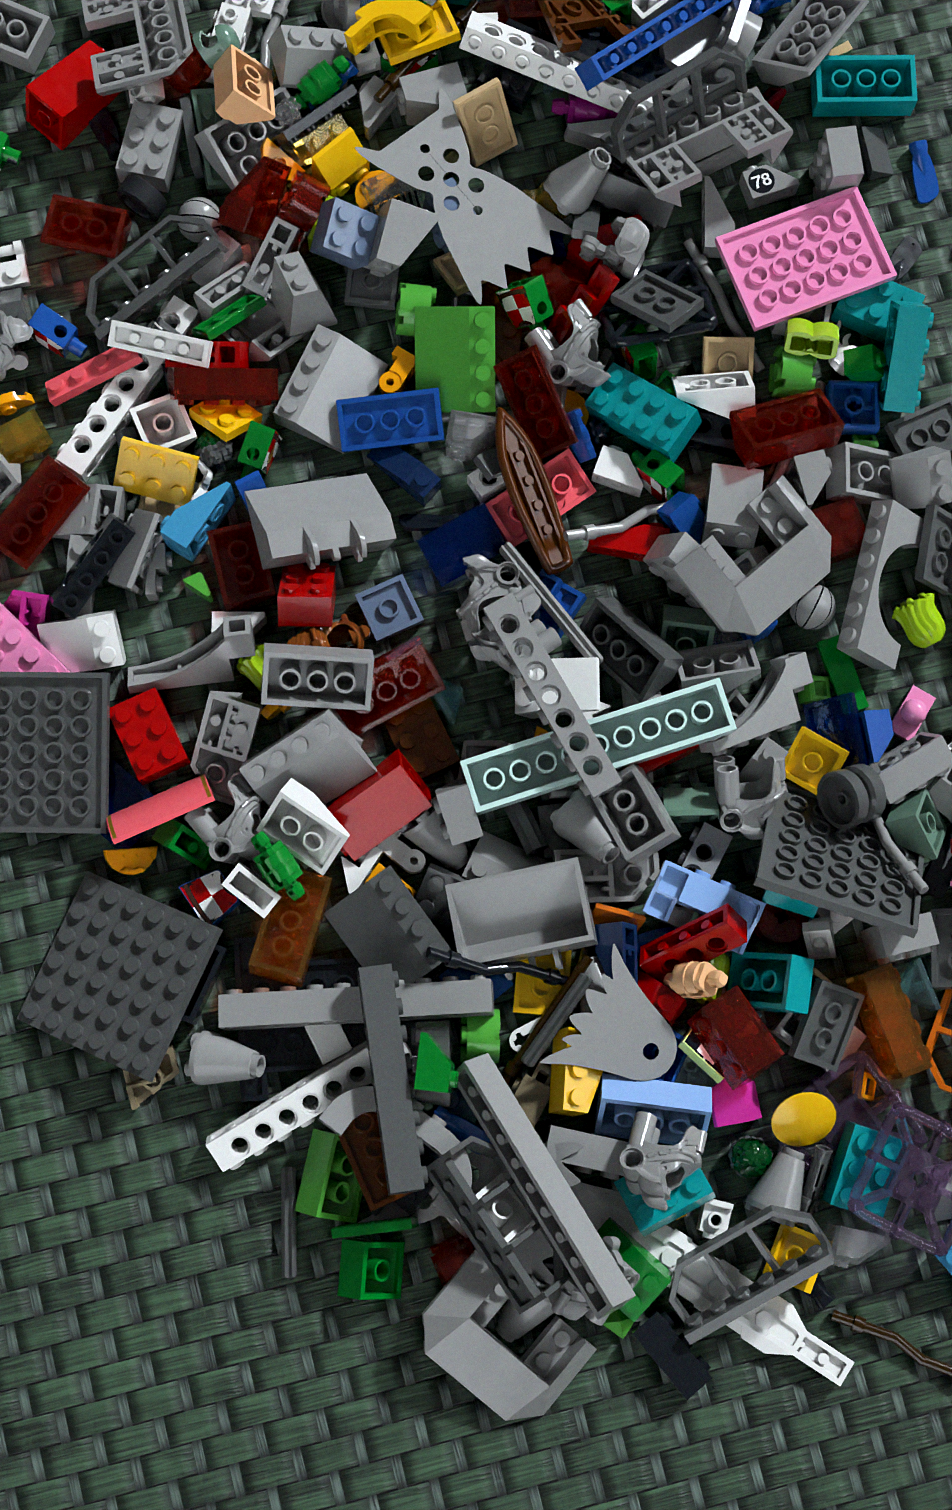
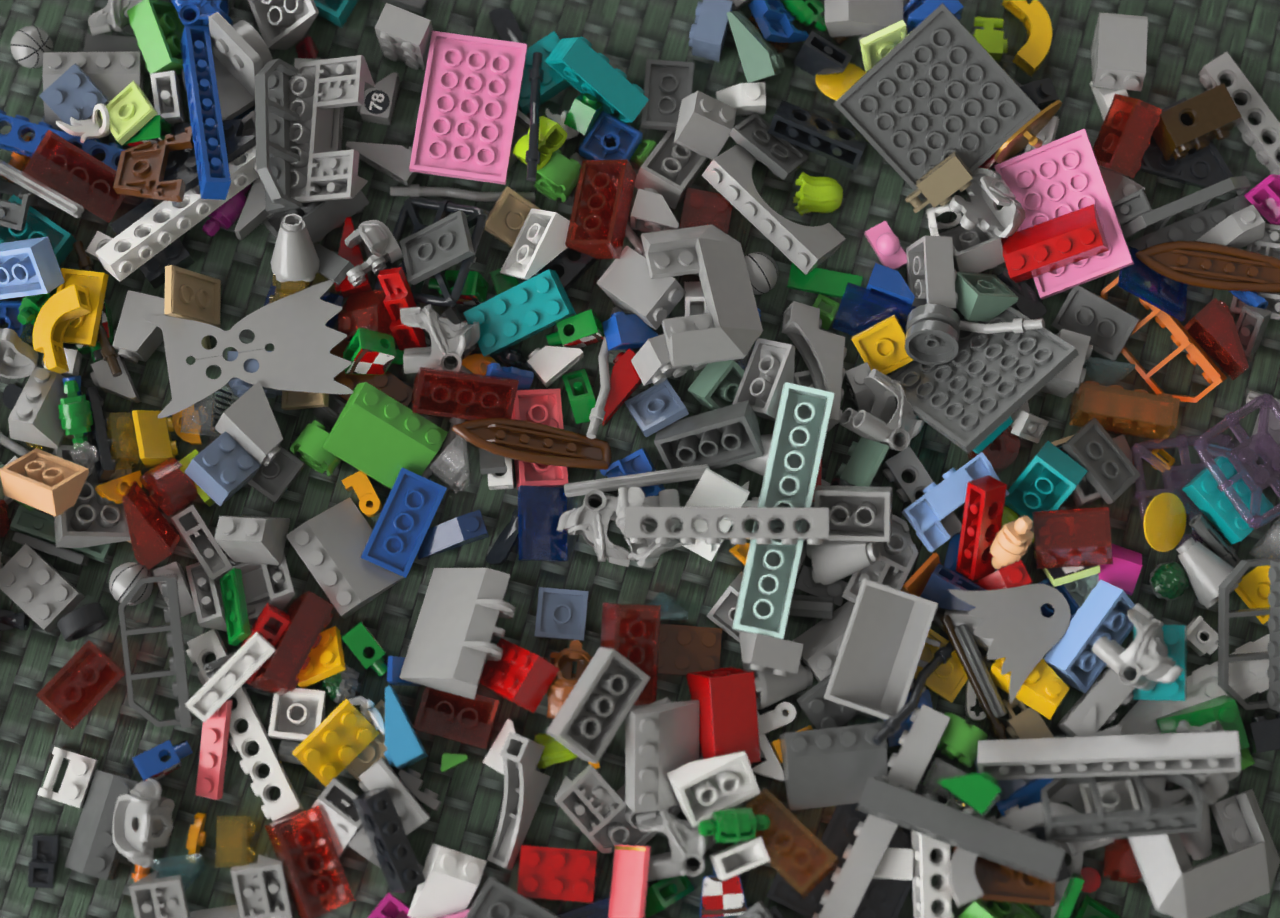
camera: 55 degrees left, 0 degrees up
(419, 1237) = (1092, 879): none -> red tile
(601, 509) = (579, 395): none -> green slope
(629, 585) = (656, 408): none -> sand blue plate
(795, 332) = (532, 154): none -> black bar

